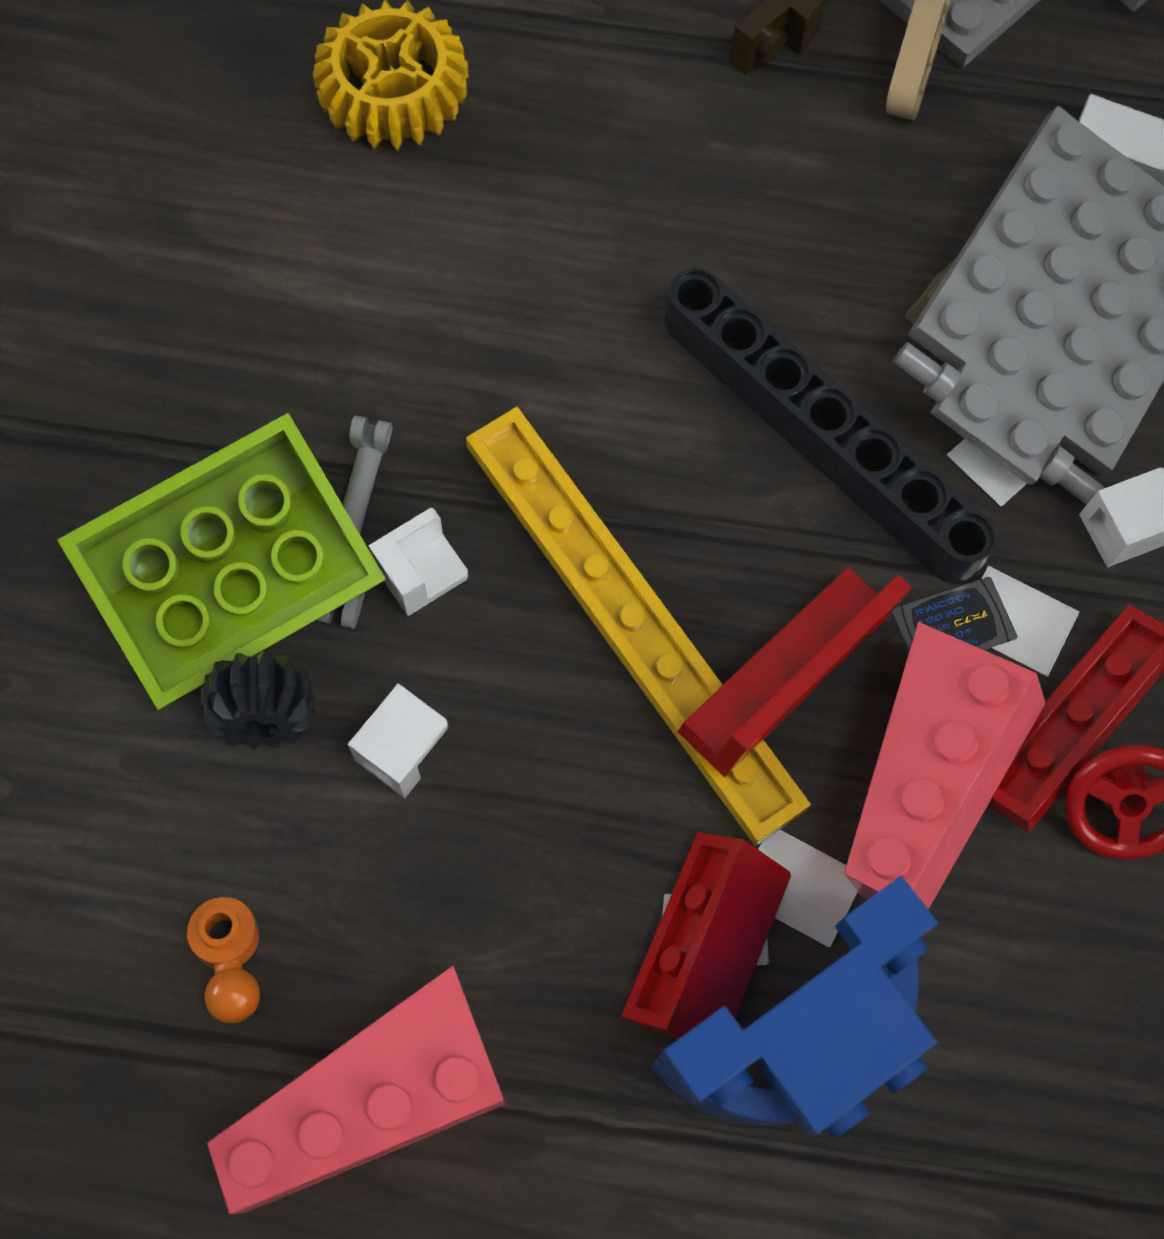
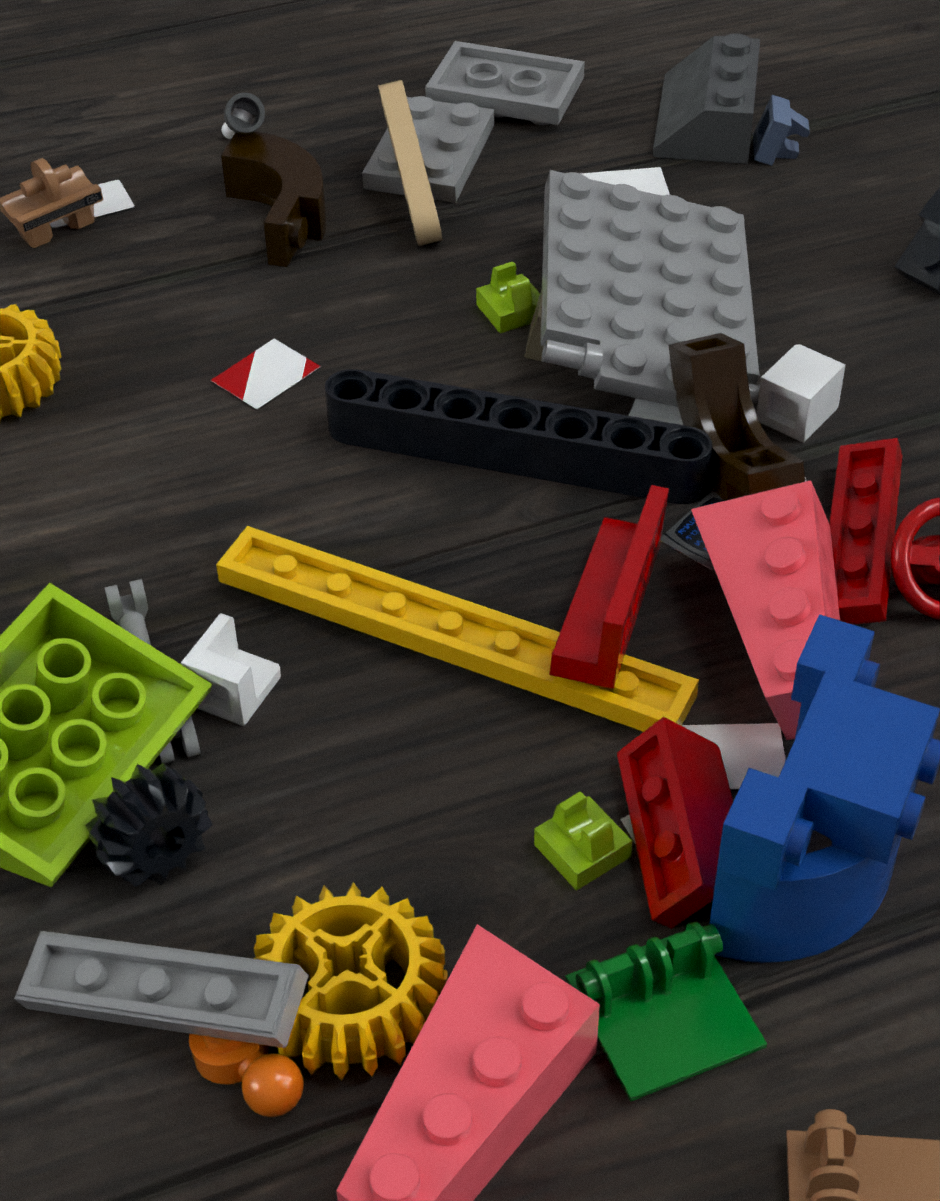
camera: 25 degrees left, 25 degrees down
(189, 868) = (163, 988): none -> light grey tile
(310, 943) = (349, 1005): none -> yellow gear
(398, 739) = (300, 804): white panel -> none
(577, 1107) = (667, 1010): none -> green hinge
(613, 905) = (582, 841): none -> lime tile
(647, 209) = (265, 373): none -> white sticker
(930, 238) = (508, 298): none -> lime tile
(1029, 521) = (717, 399): none -> dark brown arch

